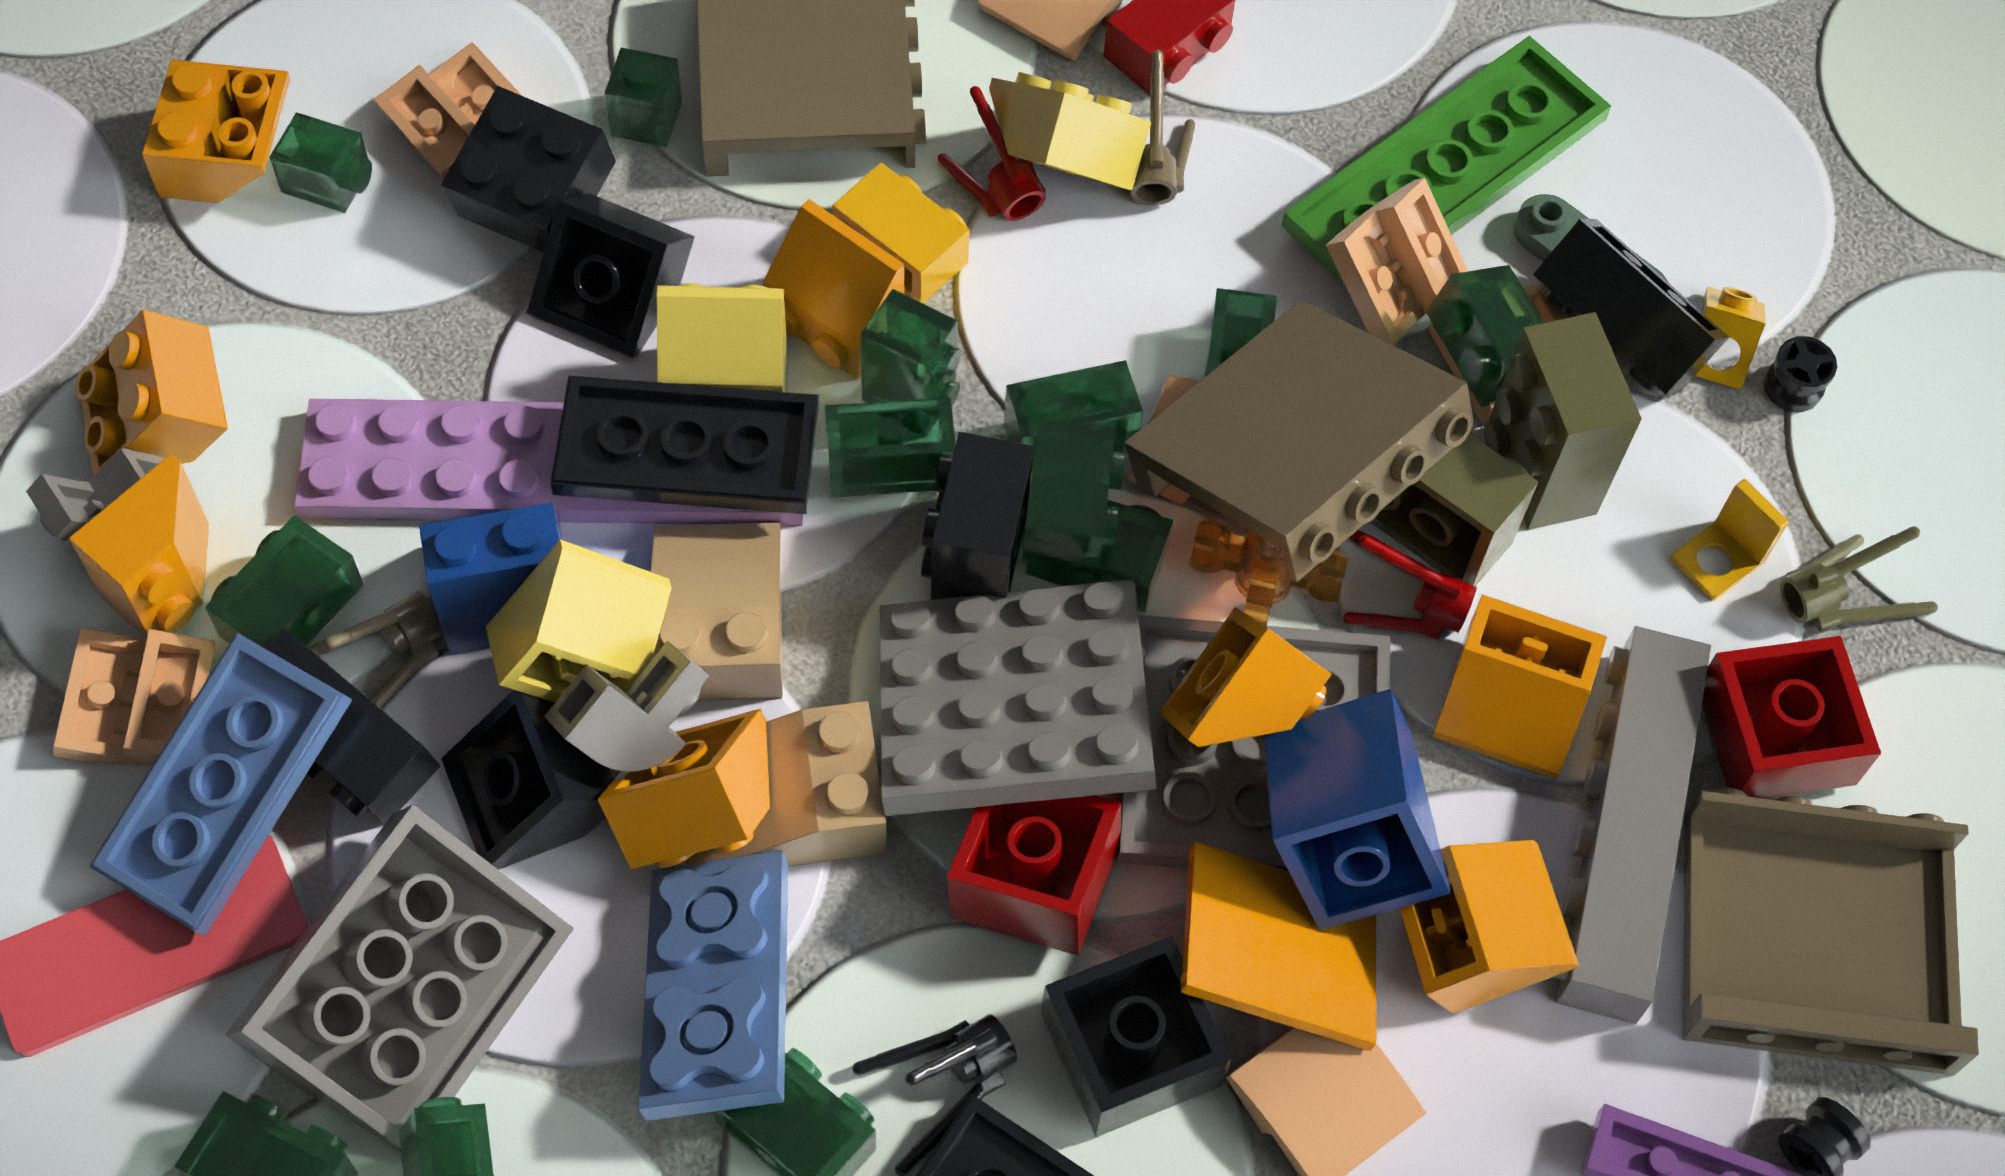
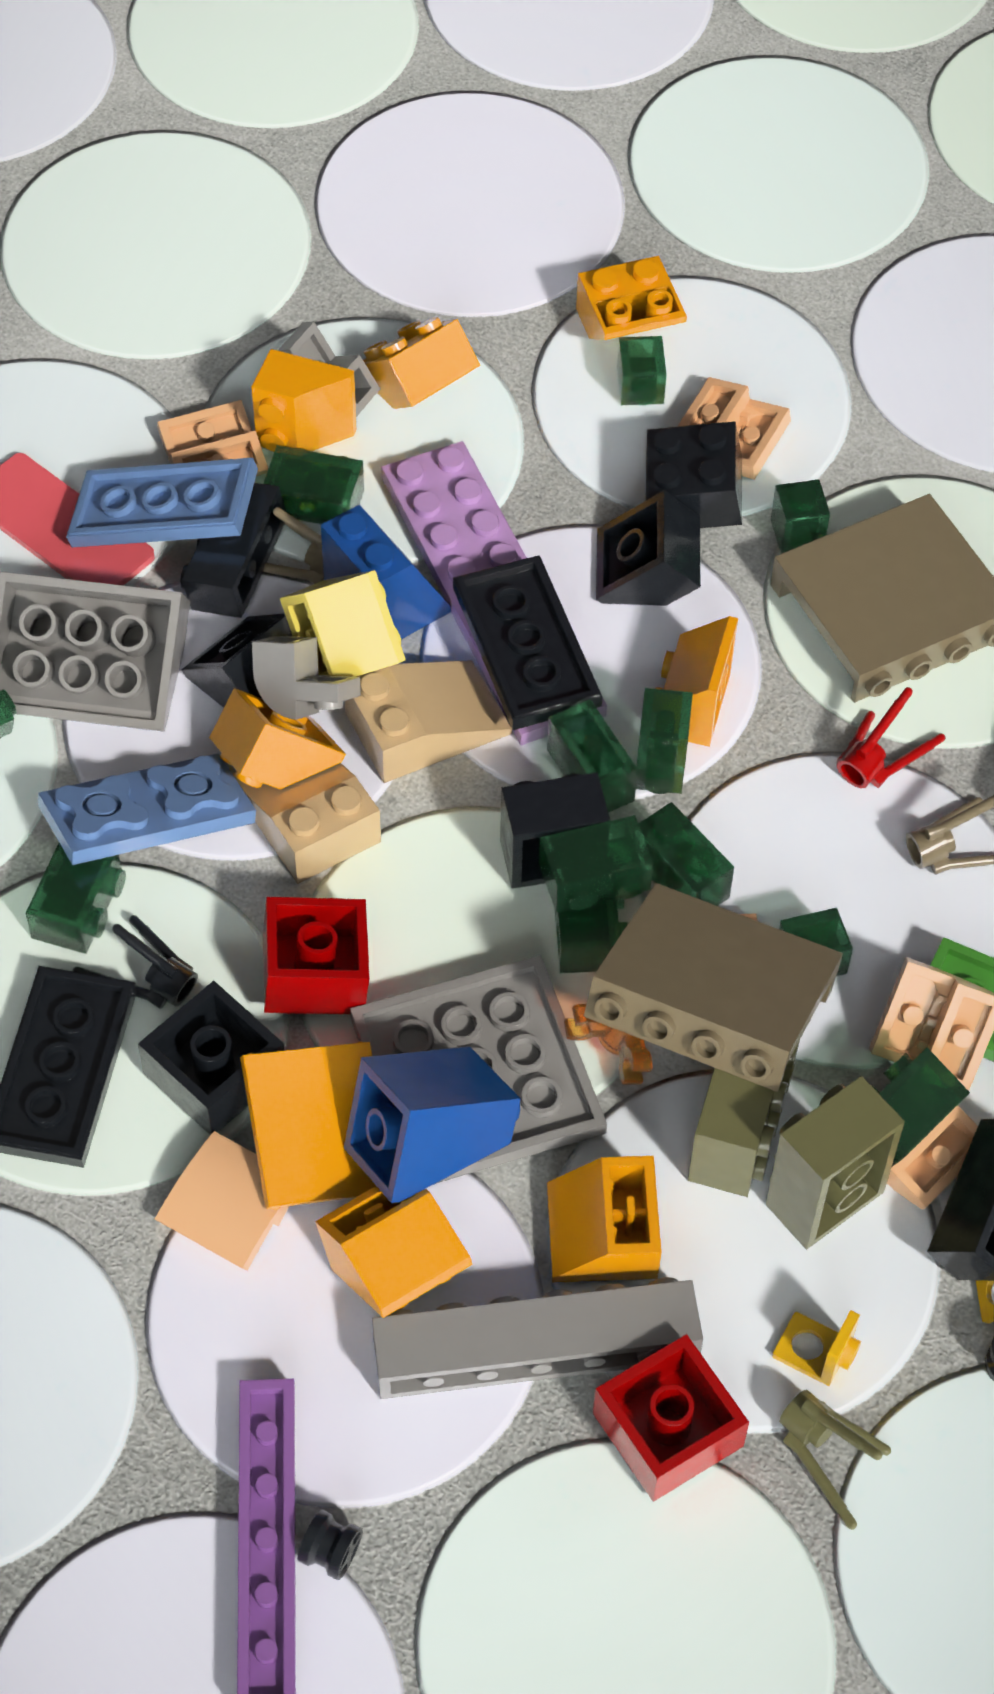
camera: 70 degrees right, 5 degrees down
(722, 336) = (614, 633): light yellow slope -> none
(909, 227) = (779, 707): yellow brick -> none
(1013, 698) = (429, 896): light grey plate -> none
(1070, 130) = (918, 766): light yellow slope -> none
(1245, 686) = (494, 1019): light orange slope -> none
(1440, 597) = (668, 1153): red plant -> none
(1823, 932) = (510, 1509): dark tan panel -> none

